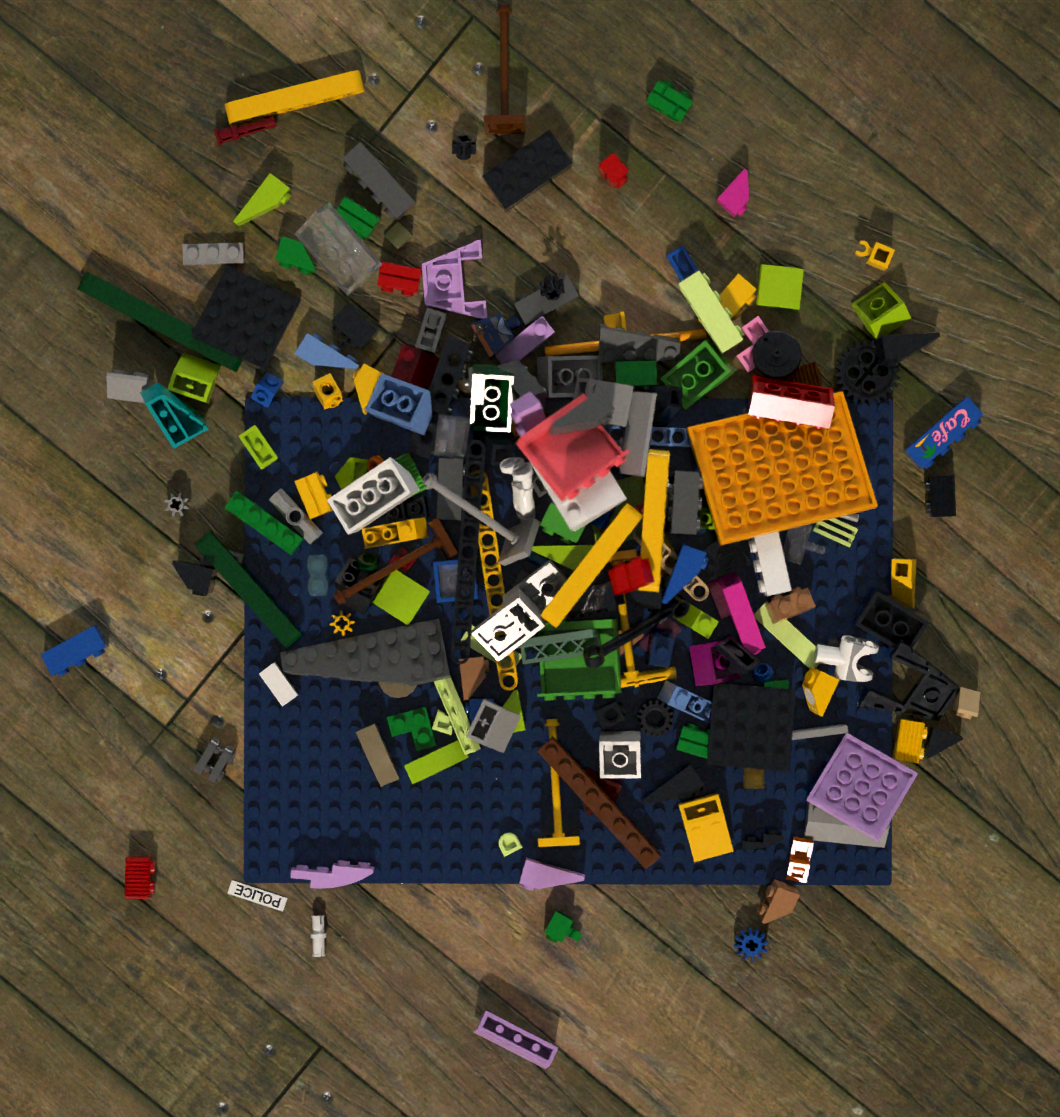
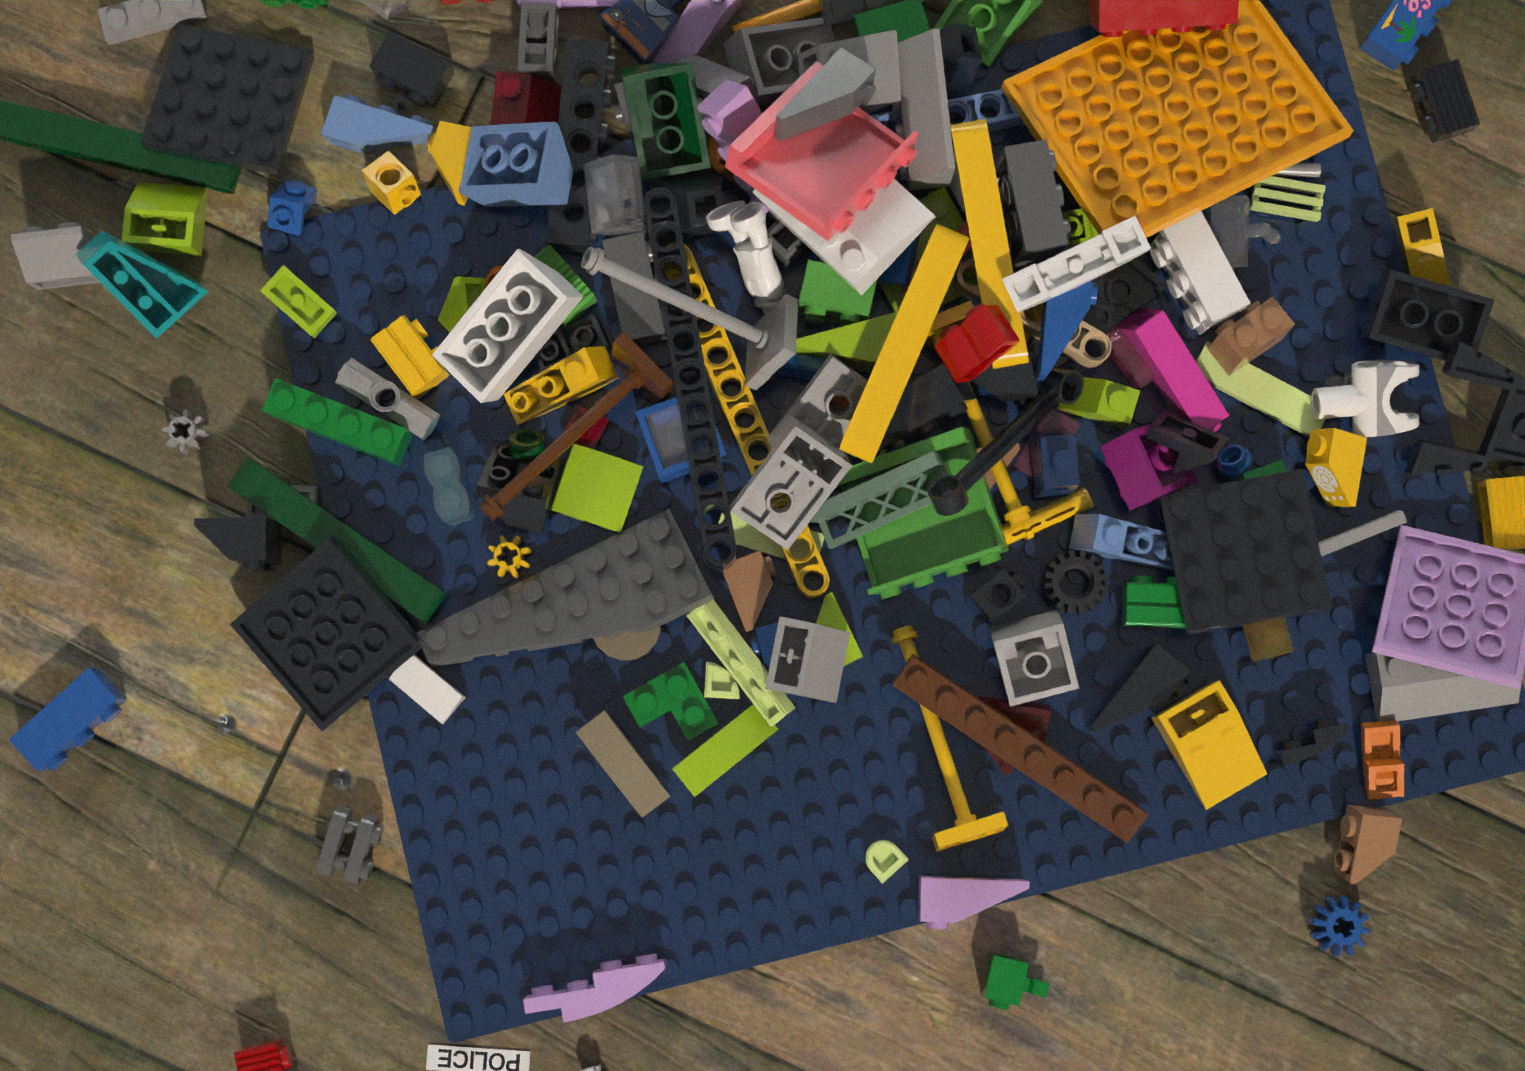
camera: 10 degrees left, 5 degrees down
(231, 641) = (327, 633): none -> black plate
(696, 548) = (1077, 265): none -> white slope

